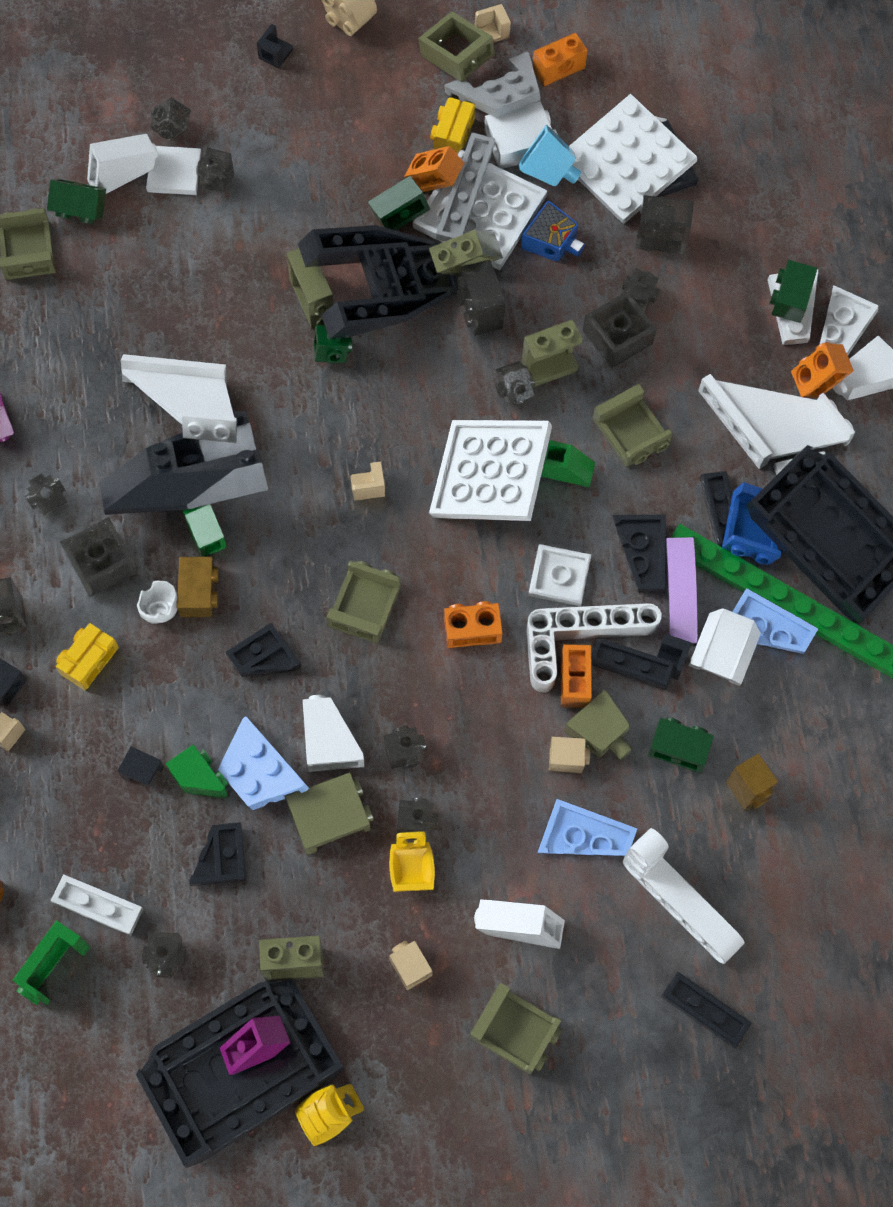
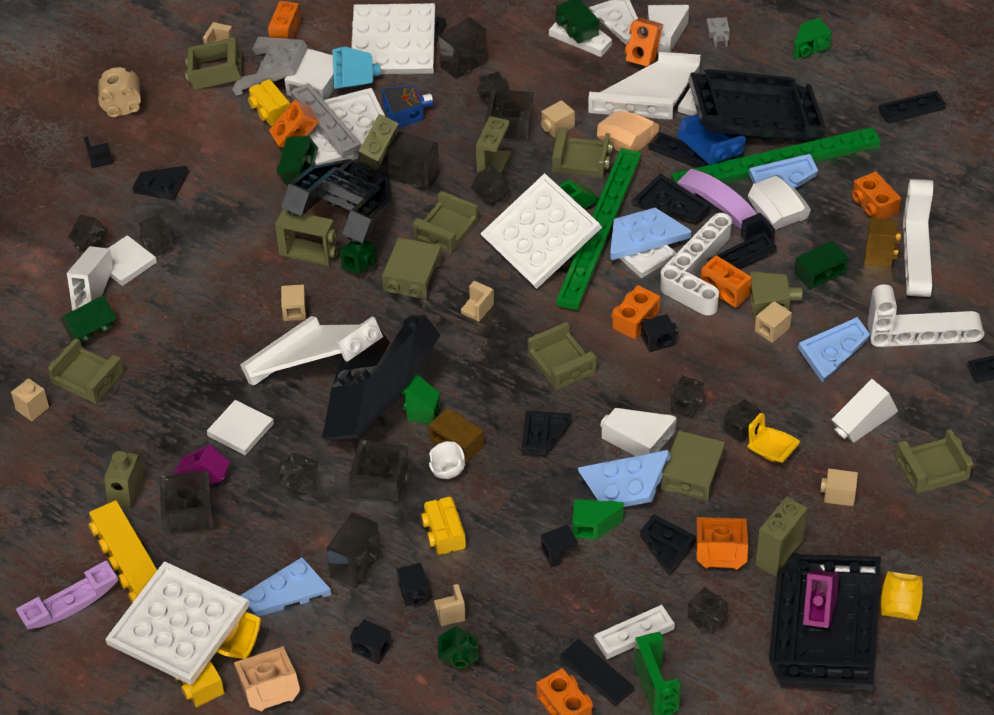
camera: 45 degrees left, 20 degrees down
(31, 905) = (597, 672): none -> black tile
(67, 409) = (240, 427): none -> white tile
(236, 337) = (293, 302): none -> tan brick
(258, 903) = (721, 542): none -> orange slope
(287, 123) = (161, 182): none -> black wing
(358, 396) = (411, 267): none -> olive panel
(441, 383) = (447, 222): none -> olive panel
(464, 664) = (658, 333): none -> black brick
(553, 514) = (606, 211): none -> green plate
(576, 556) = (645, 232): none -> light blue wing
(656, 372) = (557, 116): none -> tan brick
(699, 443) = (627, 130): none -> light nougat slope
(786, 817) = (917, 238): none -> white beam
(824, 733) = (876, 196): none -> orange brick

